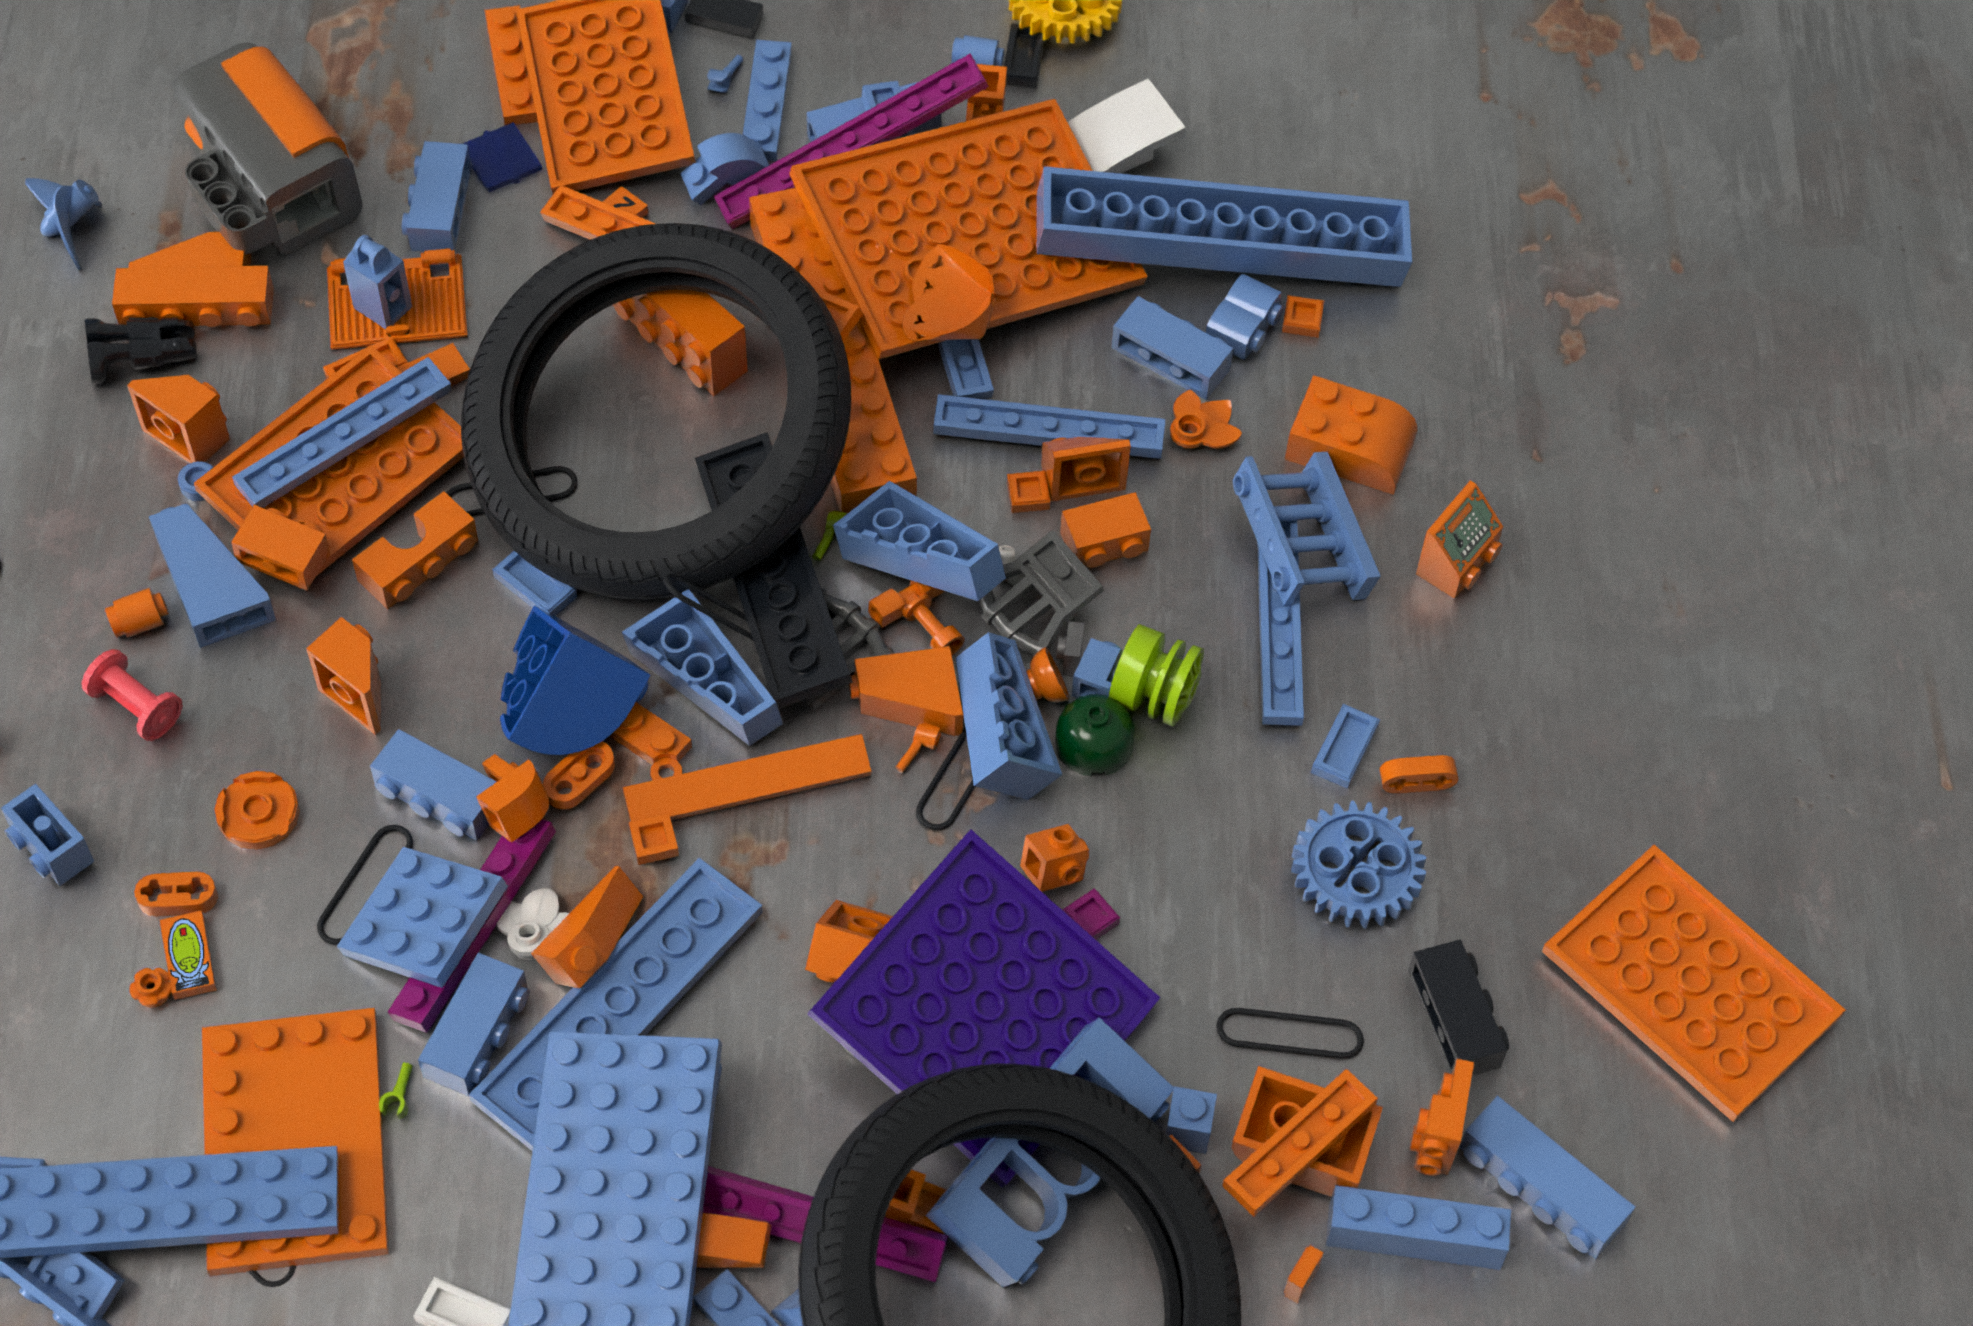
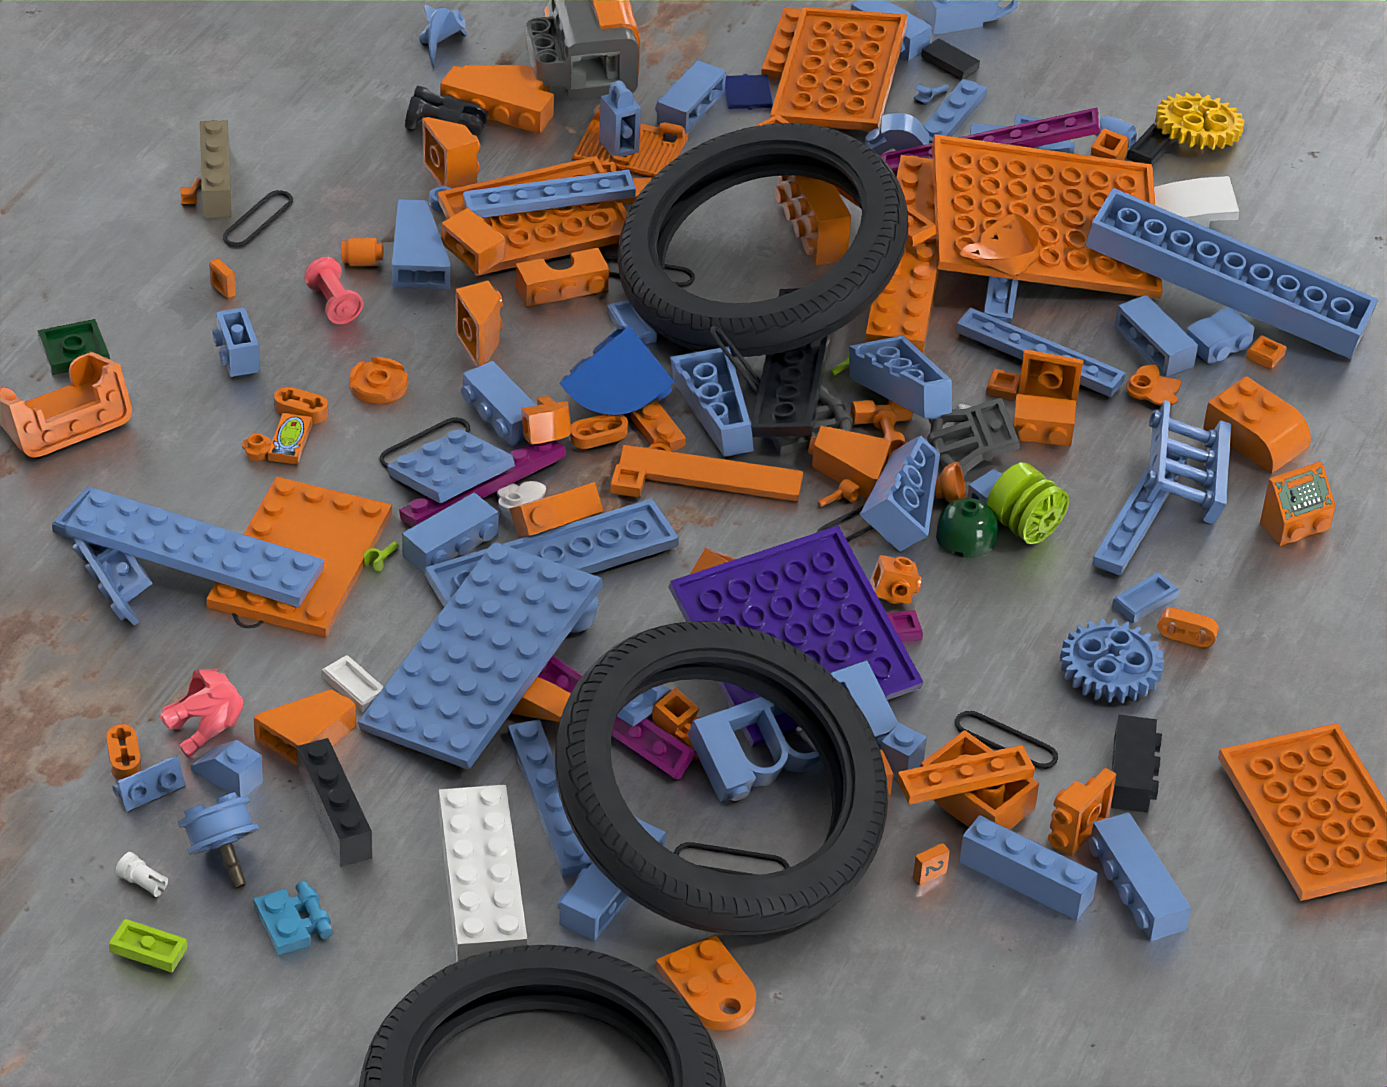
camera: 25 degrees right, 15 degrees down
(1070, 648) = (979, 469): flat silver plate -> none

